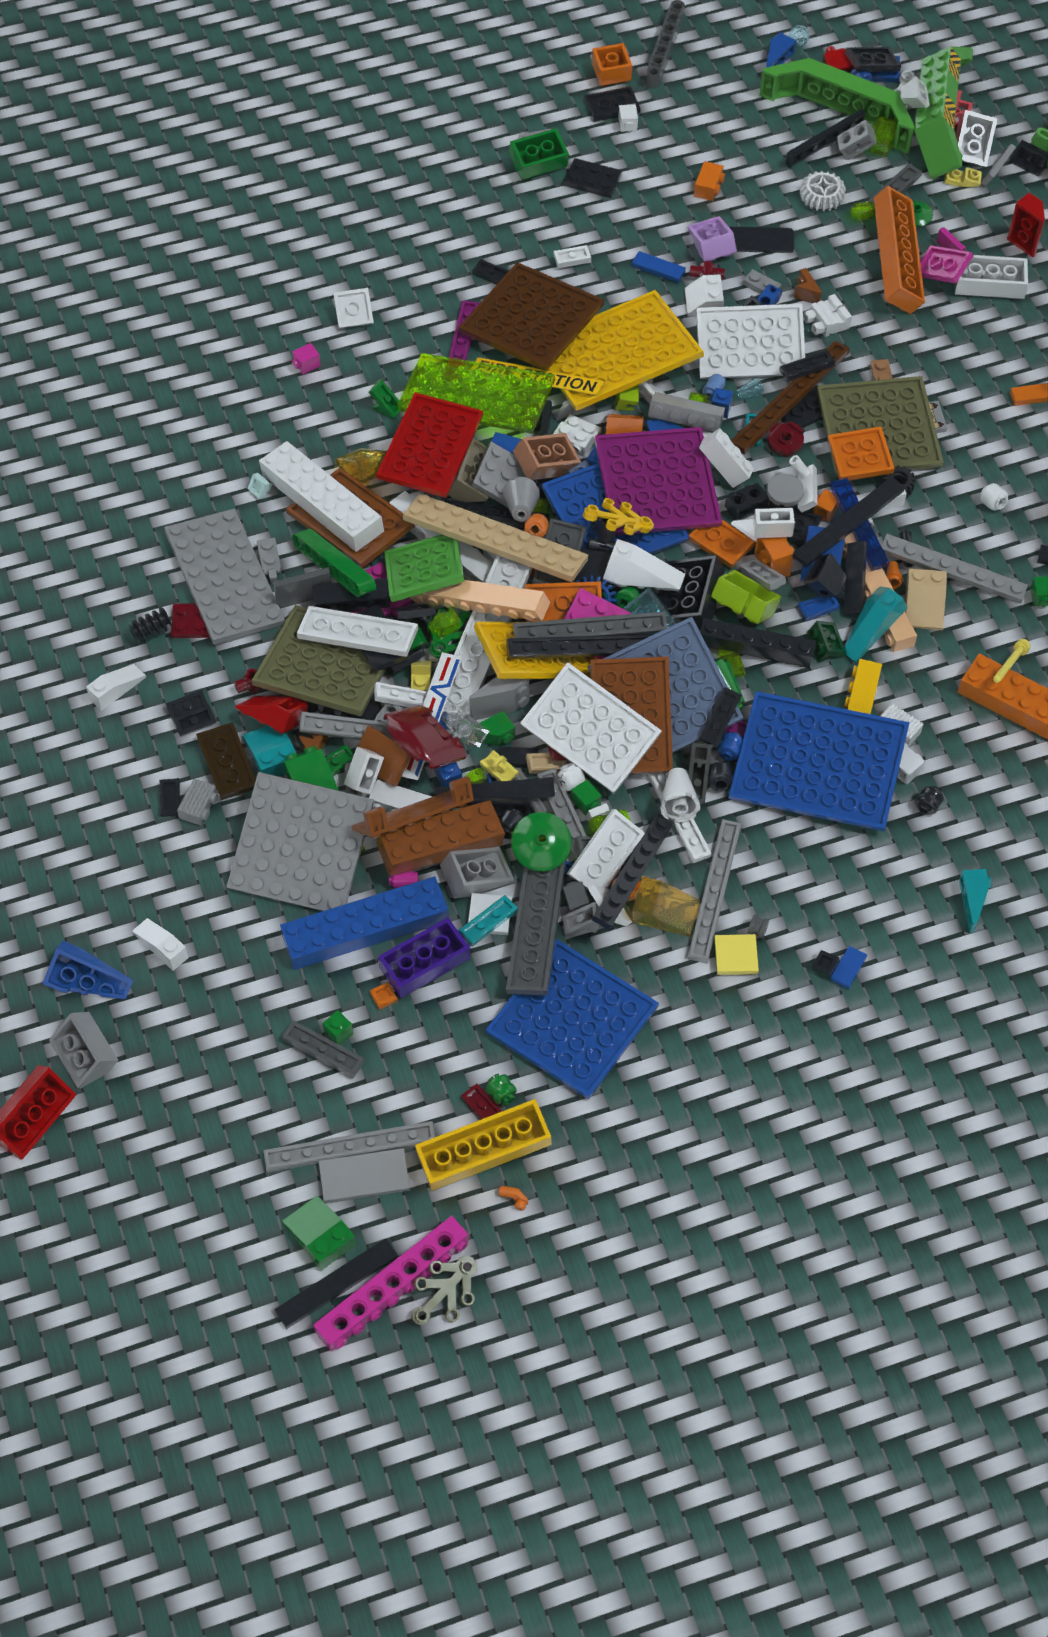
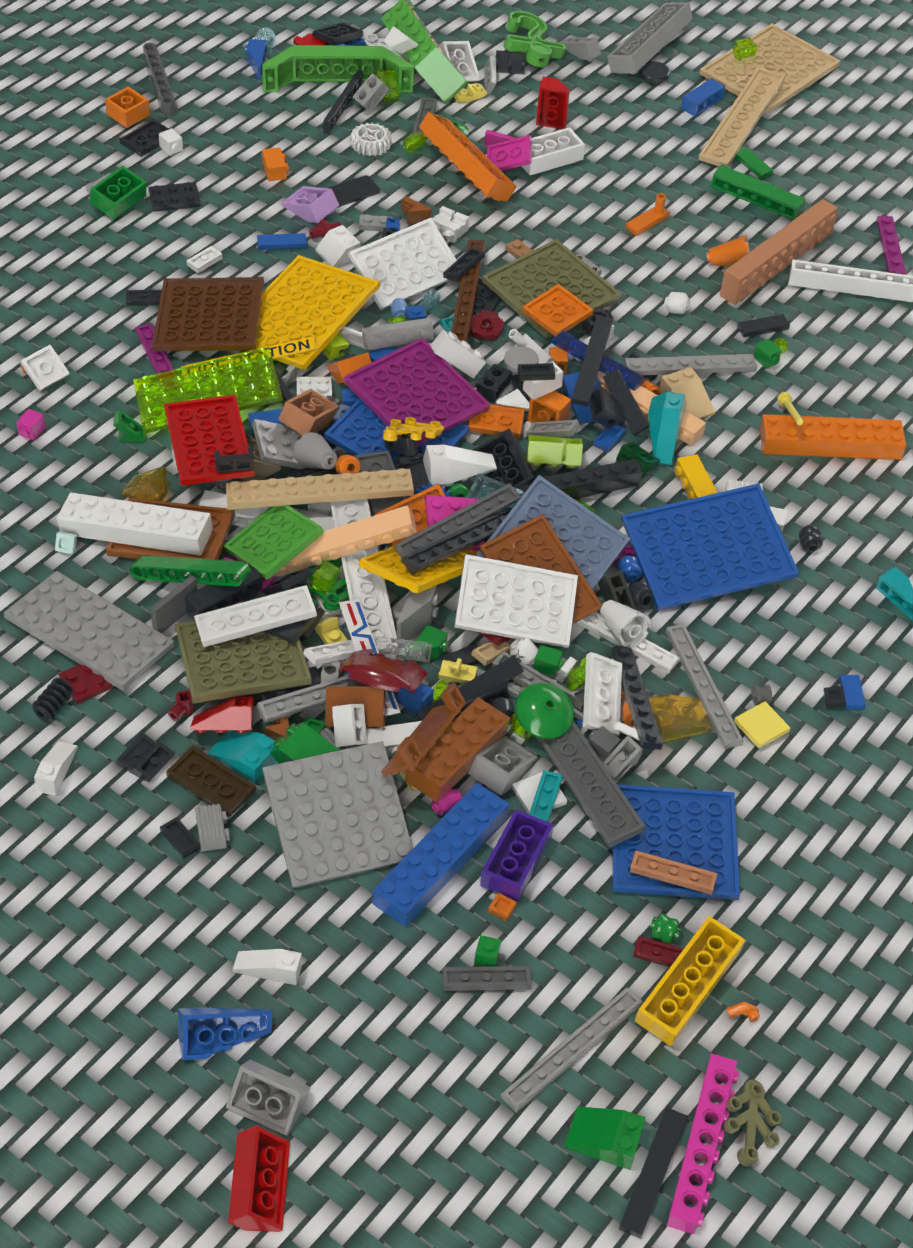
camera: 35 degrees left, 10 degrees down
(269, 558) = (118, 596): light grey hinge -> none
(364, 1175) = (604, 1066): light grey tile -> none
(431, 477) = (234, 462): none -> black hinge
(543, 1045) = (673, 872): none -> nougat plate
(720, 717) = (612, 545): black tile -> none
(766, 512) = (535, 372): none -> black tile

